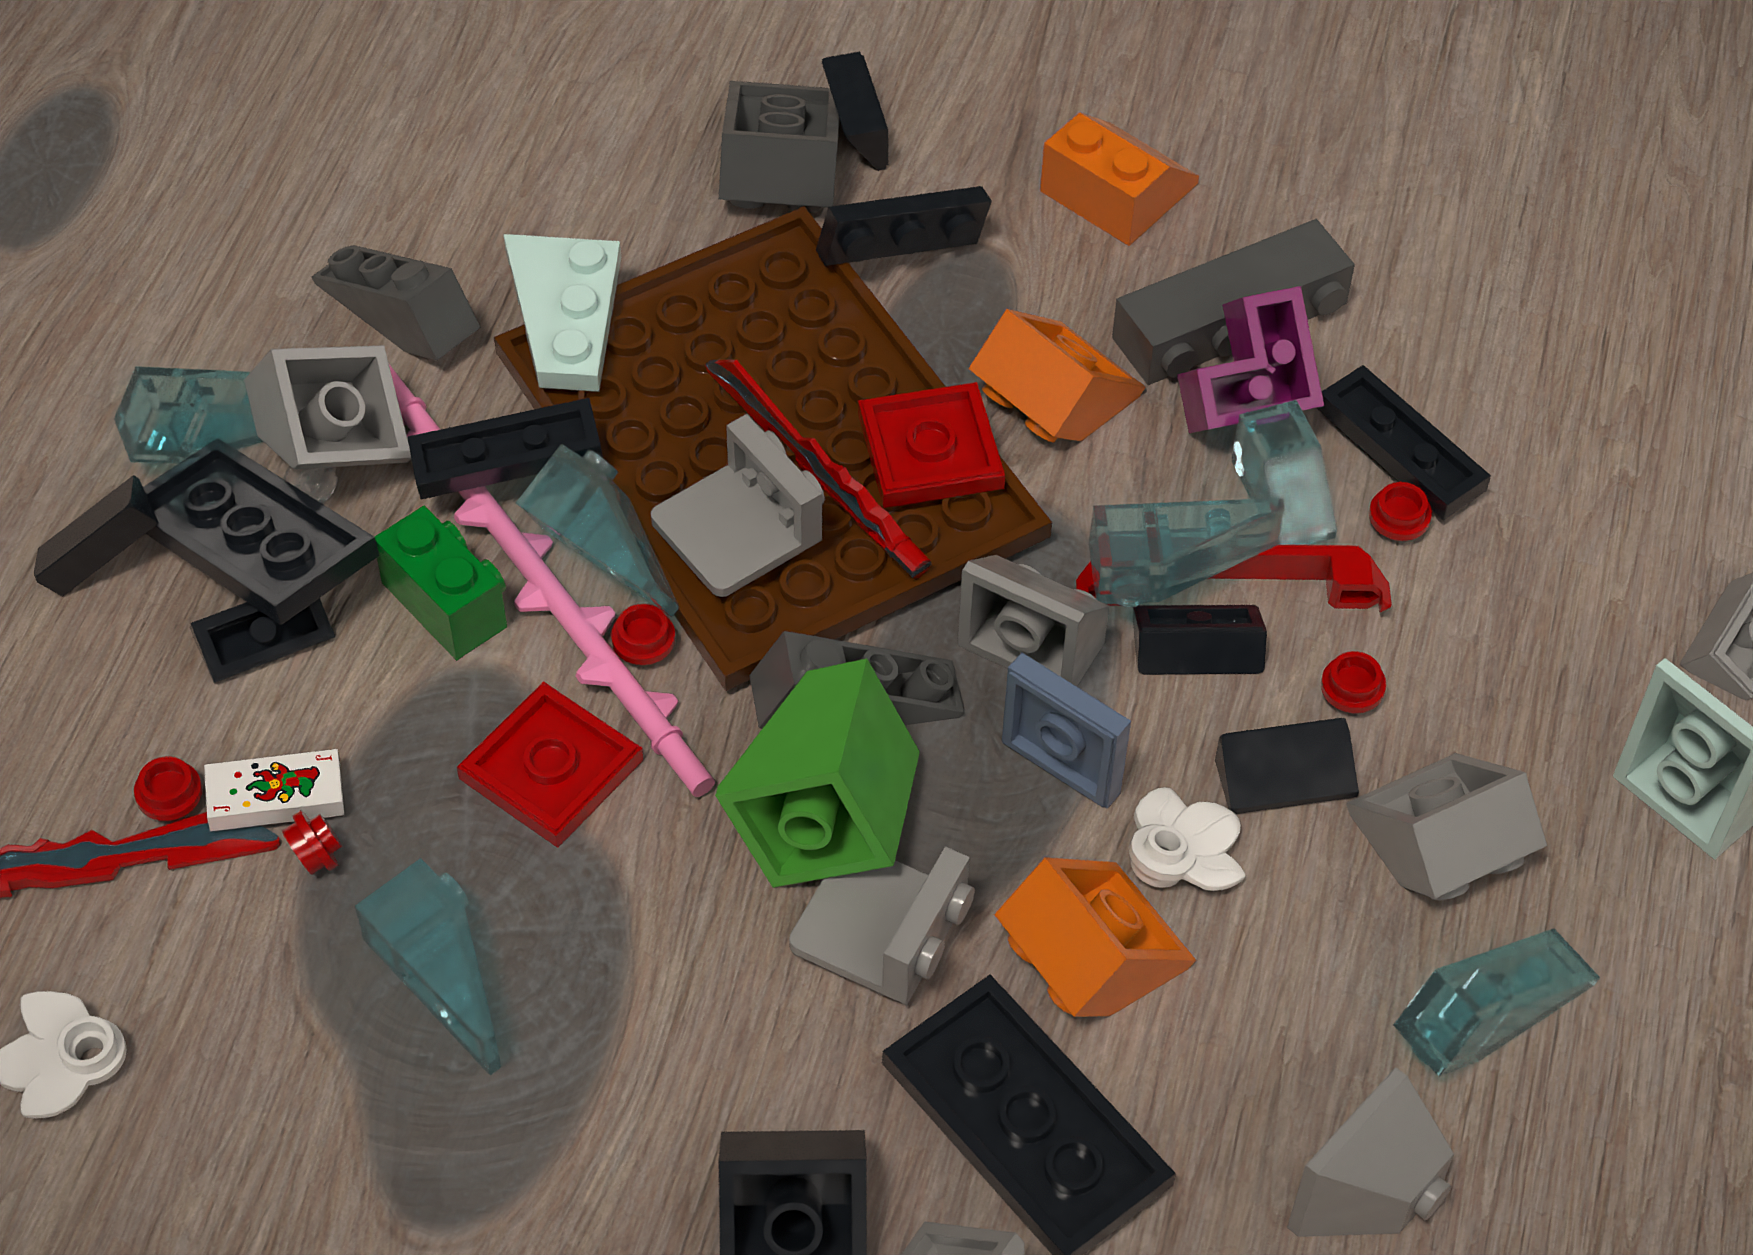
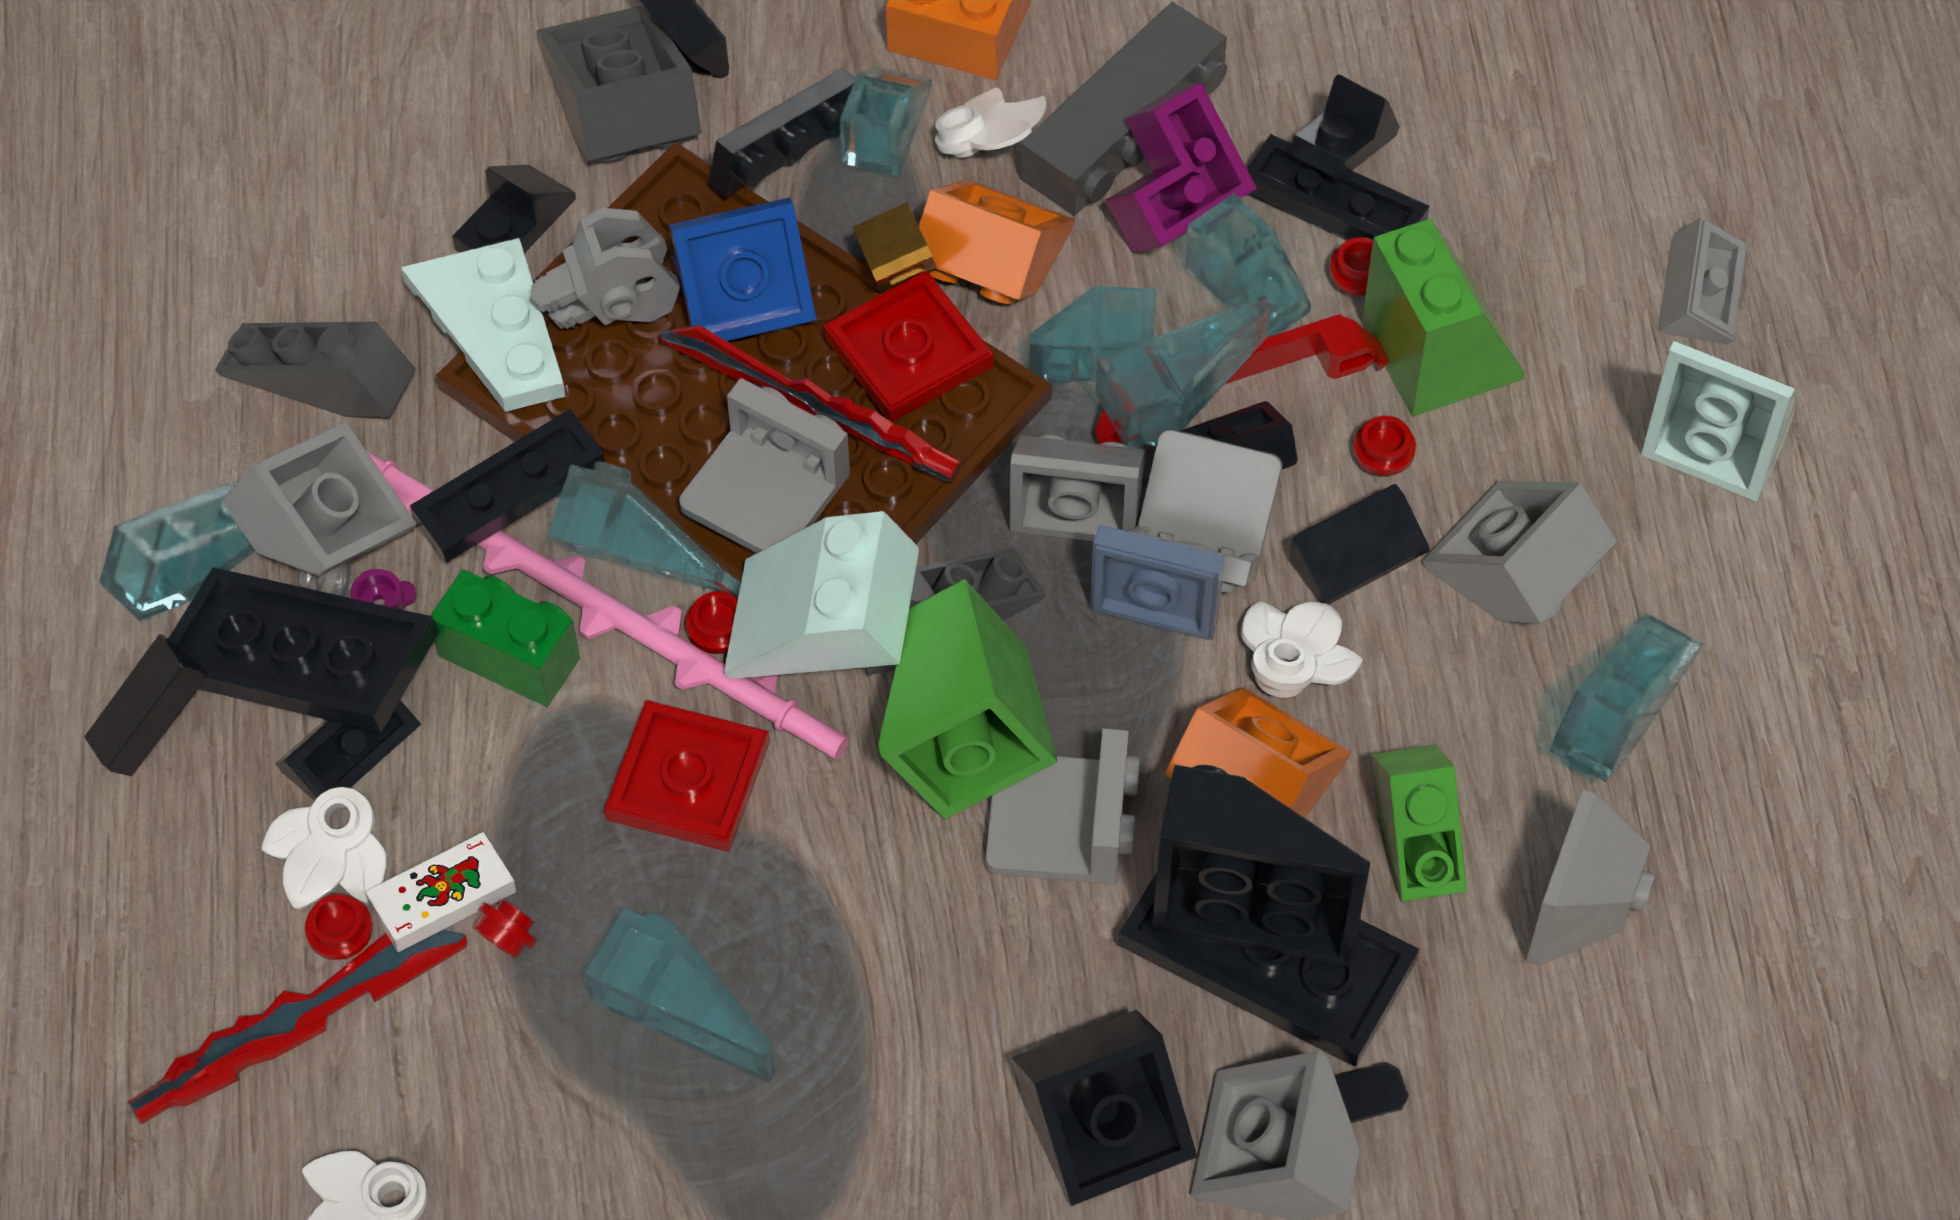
camera: 20 degrees left, 5 degrees up
(189, 722) = (324, 856): none -> white plate
(357, 503) = (385, 585): none -> magenta plate
(643, 221) = (519, 206): none -> black slope
(677, 294) = (609, 276): none -> light grey hinge
(738, 638) = (825, 599): none -> light aqua slope
(801, 326) = (743, 270): none -> blue bracket
(954, 352) = (894, 247): none -> pearl gold slope
(1001, 242) = (882, 118): none -> clear light blue slope
(1020, 1032) = (1254, 871): none -> black slope
(1097, 276) = (987, 123): none -> white plate
(1108, 478) = (1091, 329): none -> clear light blue slope
(1156, 676) = (1211, 500): none -> light grey bracket
(1232, 1050) = (1420, 821): none -> bright green slope
(1441, 385) = (1348, 131): none -> black slope
(1449, 578) = (1433, 321): none -> bright green slope

